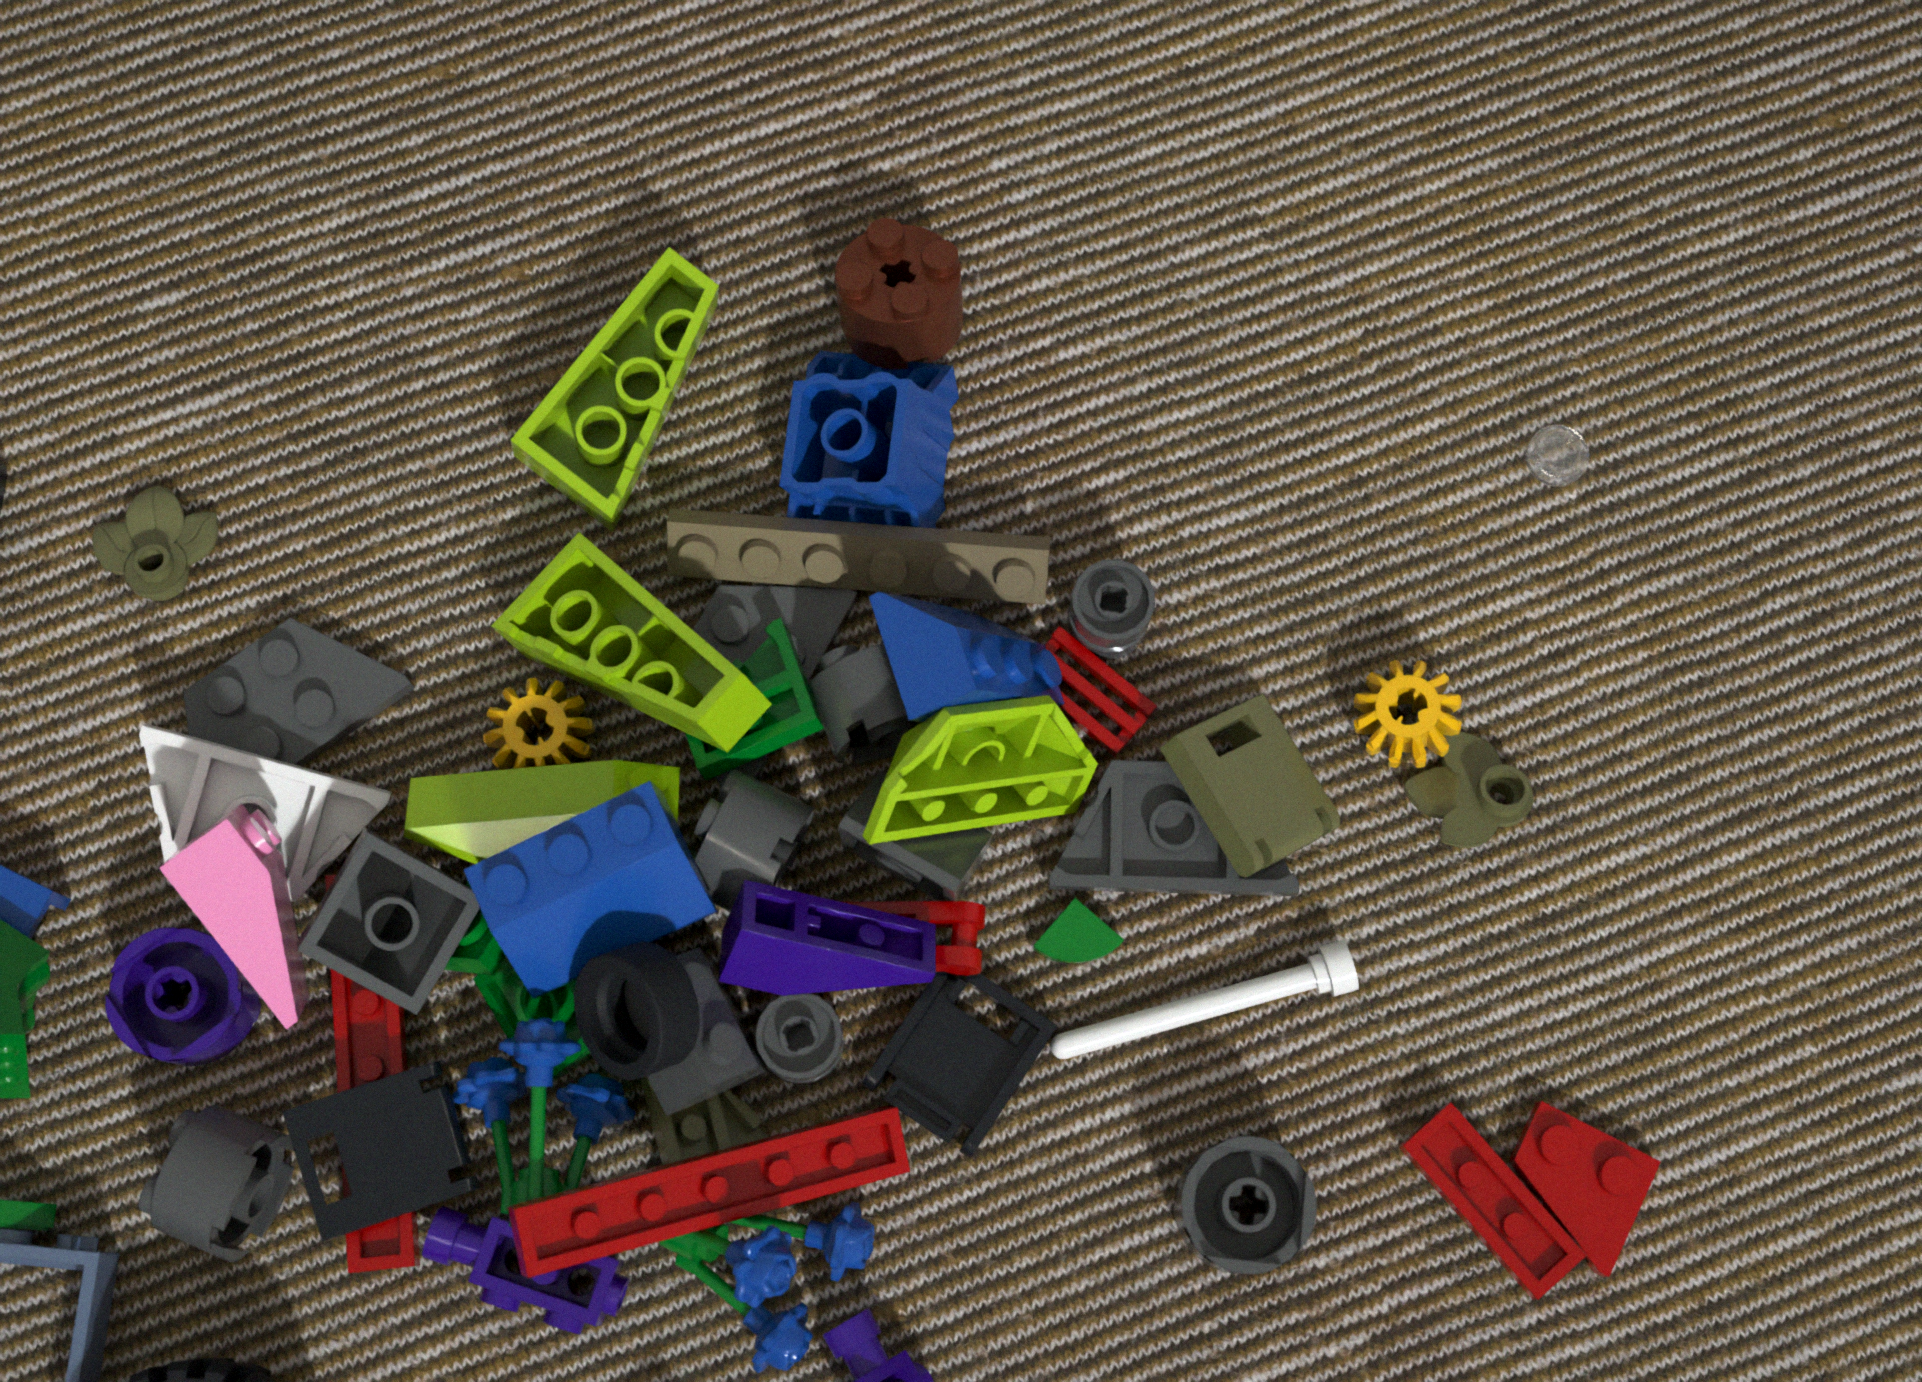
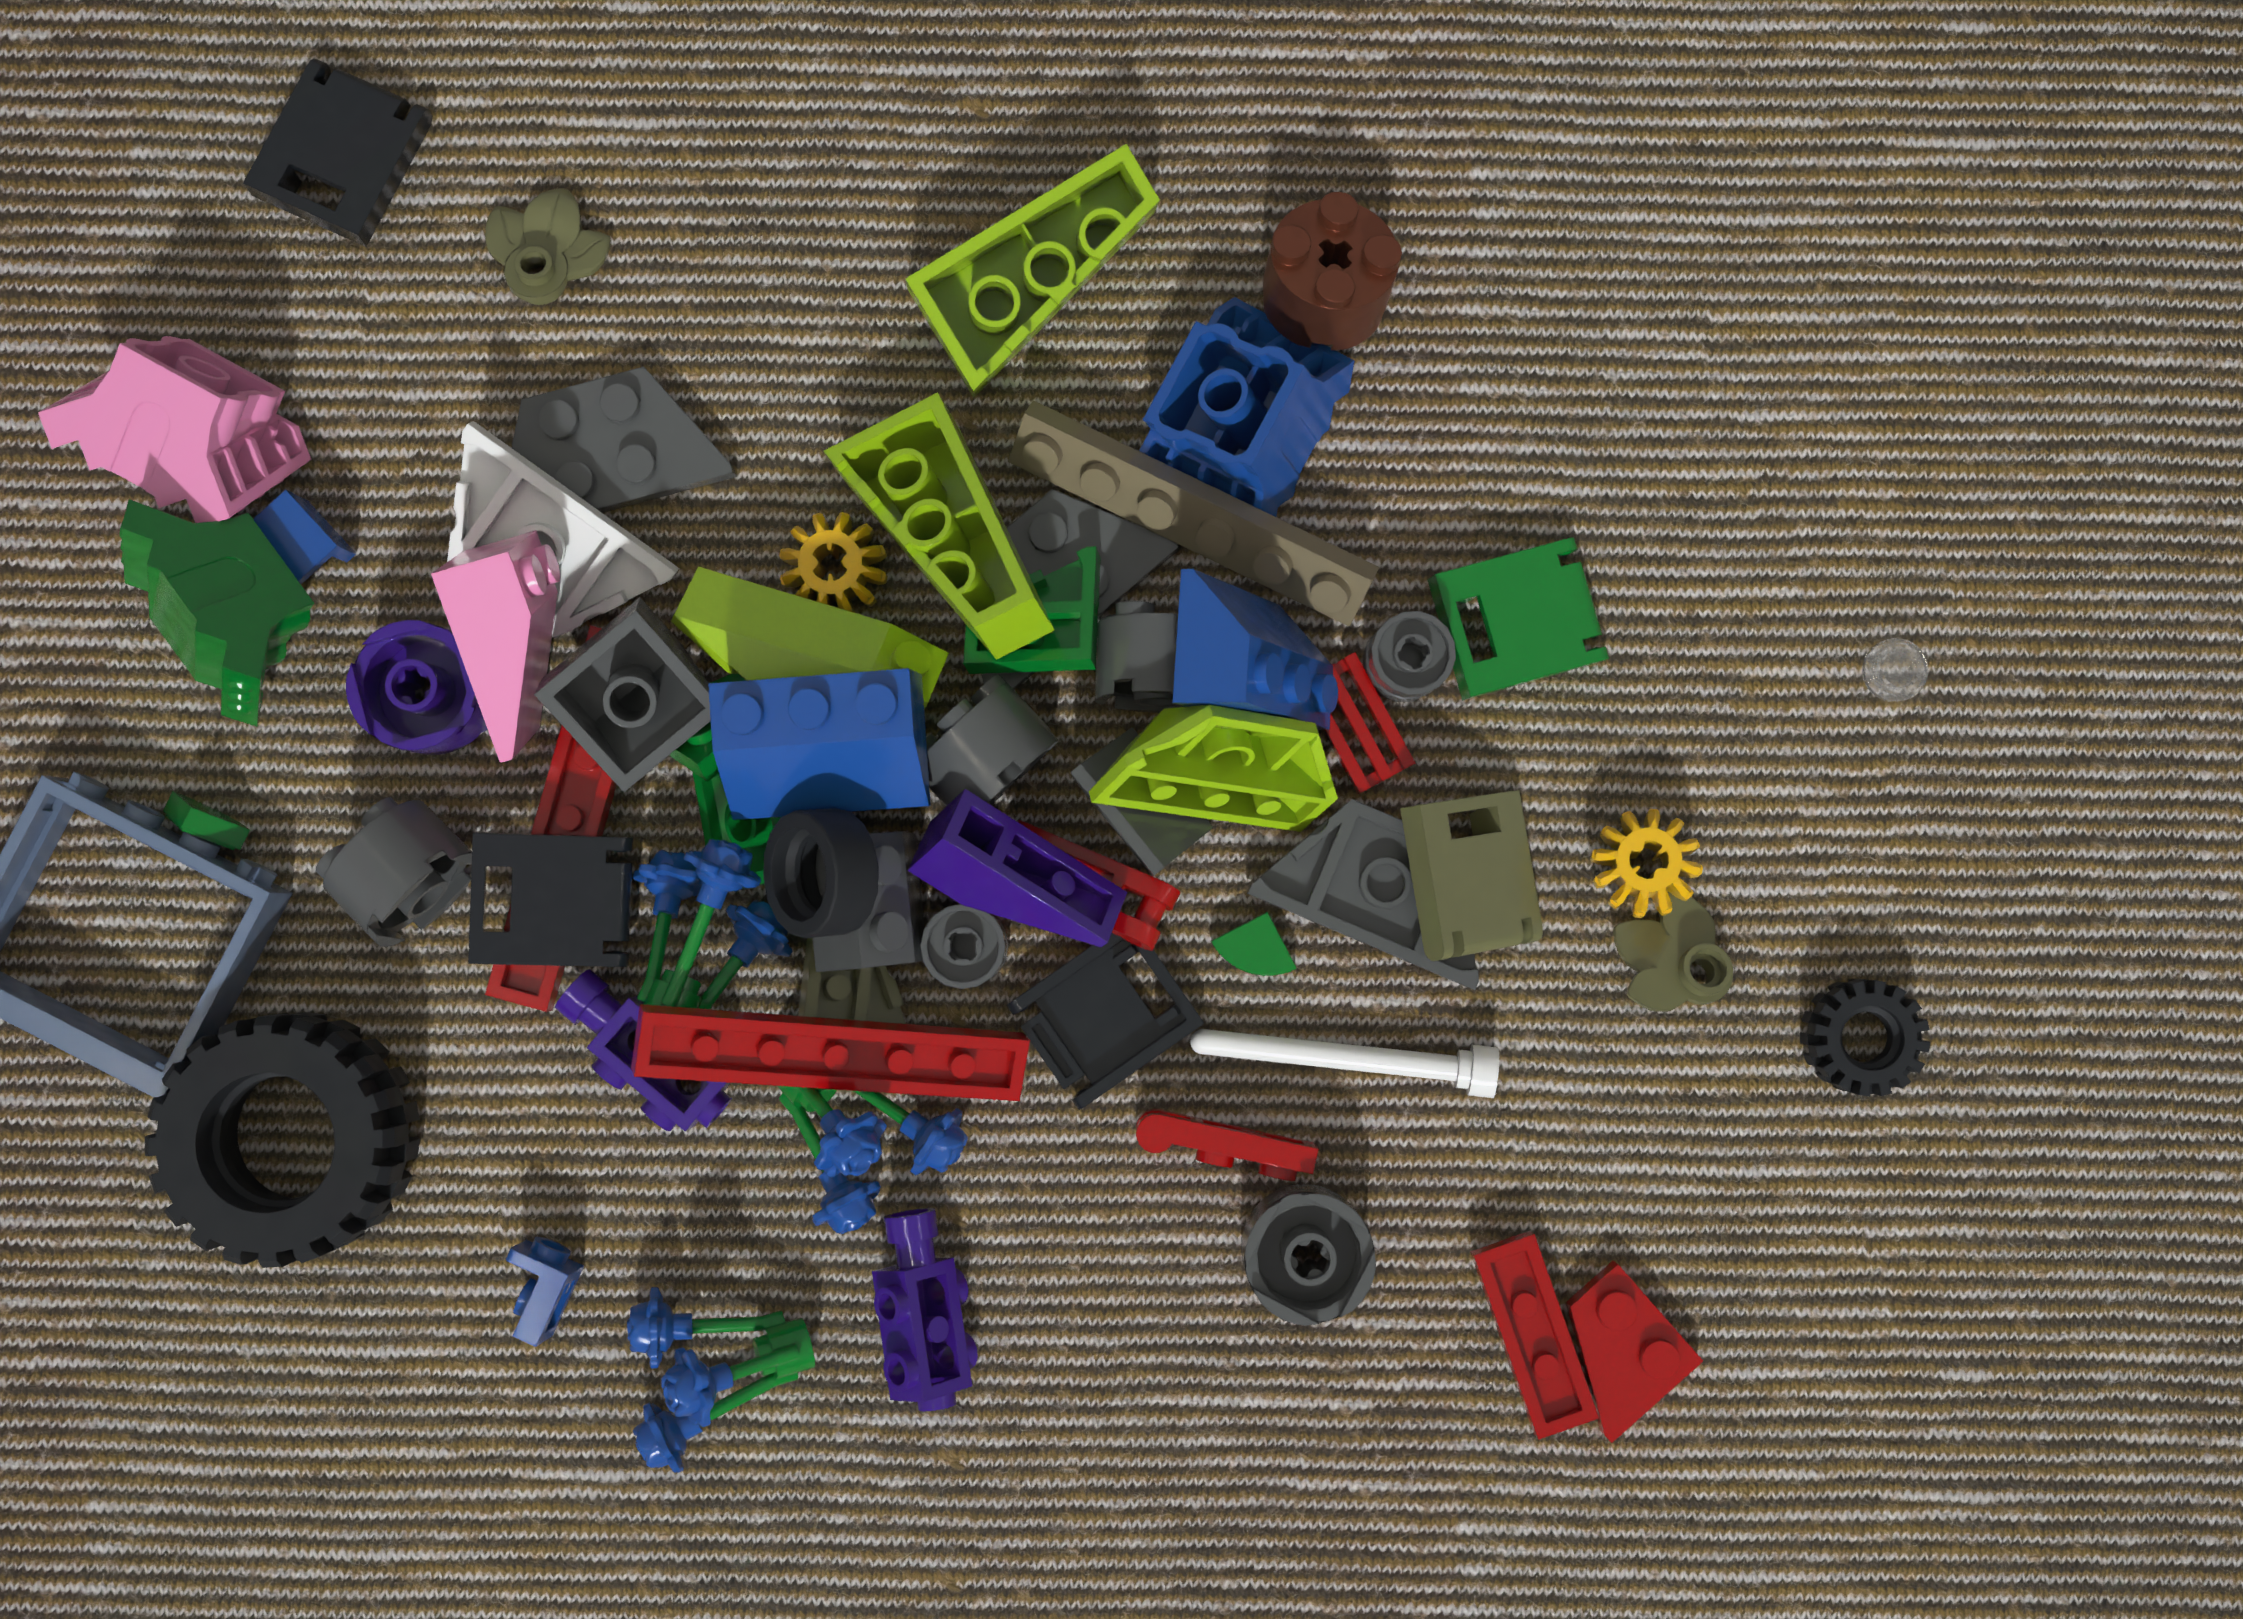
camera: 25 degrees right, 10 degrees up
(1120, 1133) = (1222, 1143): none -> red plate
(1208, 529) = (1531, 614): none -> green container
(1707, 775) = (1902, 1042): none -> black tyre

